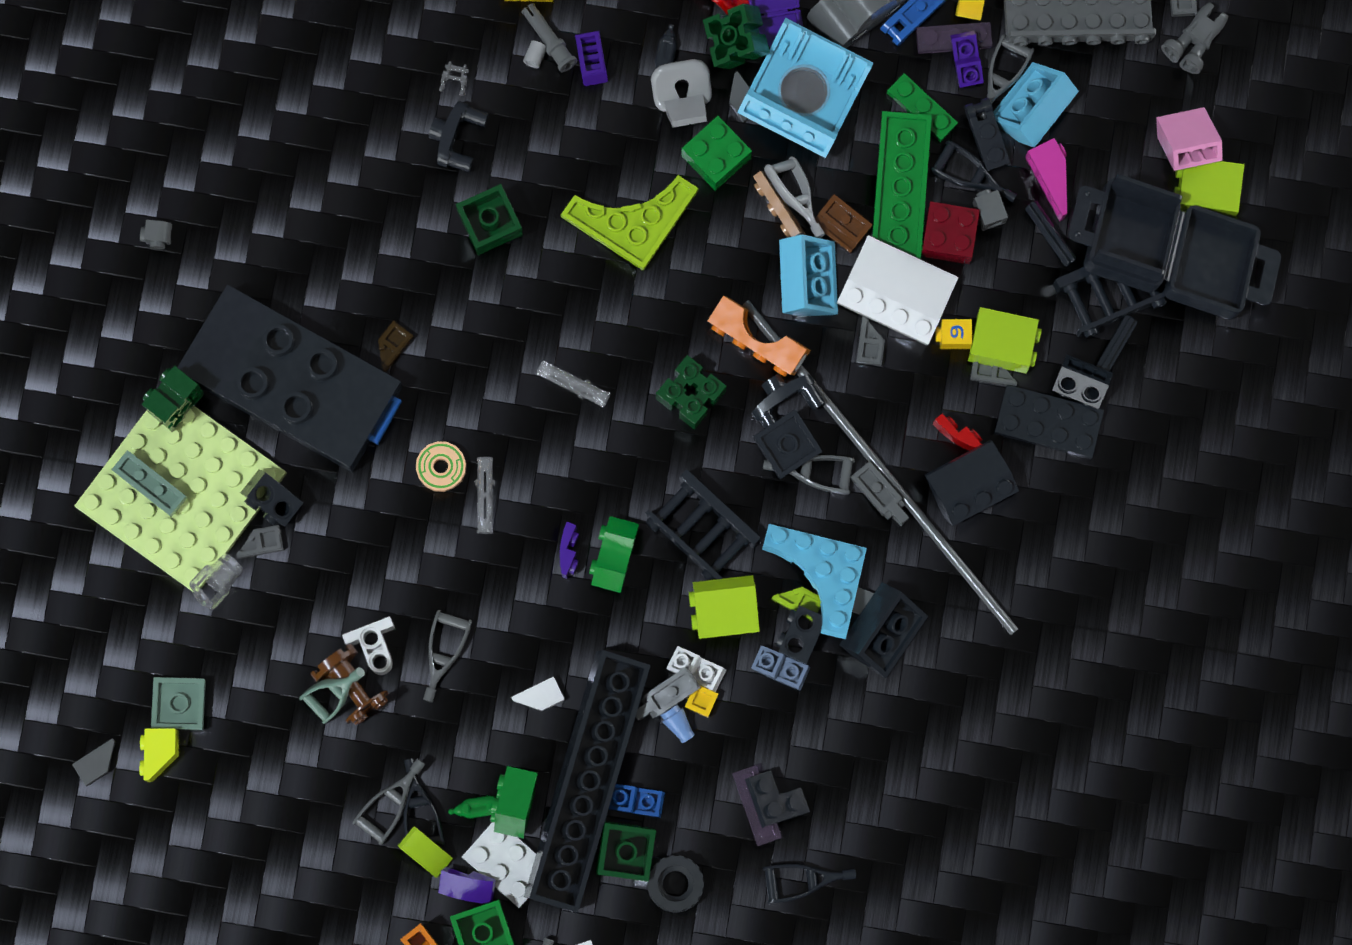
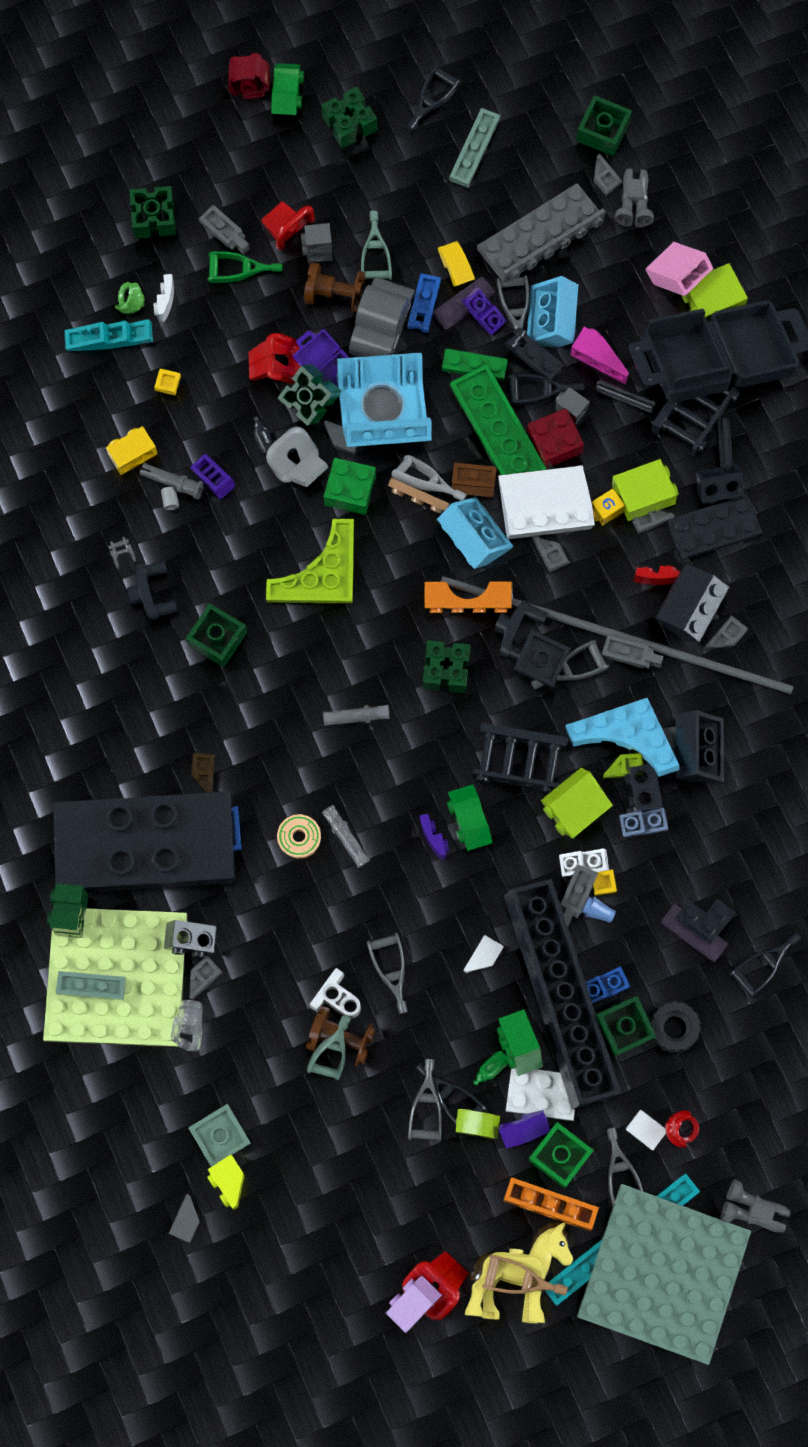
camera: 30 degrees left, 5 degrees down
(989, 537) = (728, 634): none -> dark grey tile

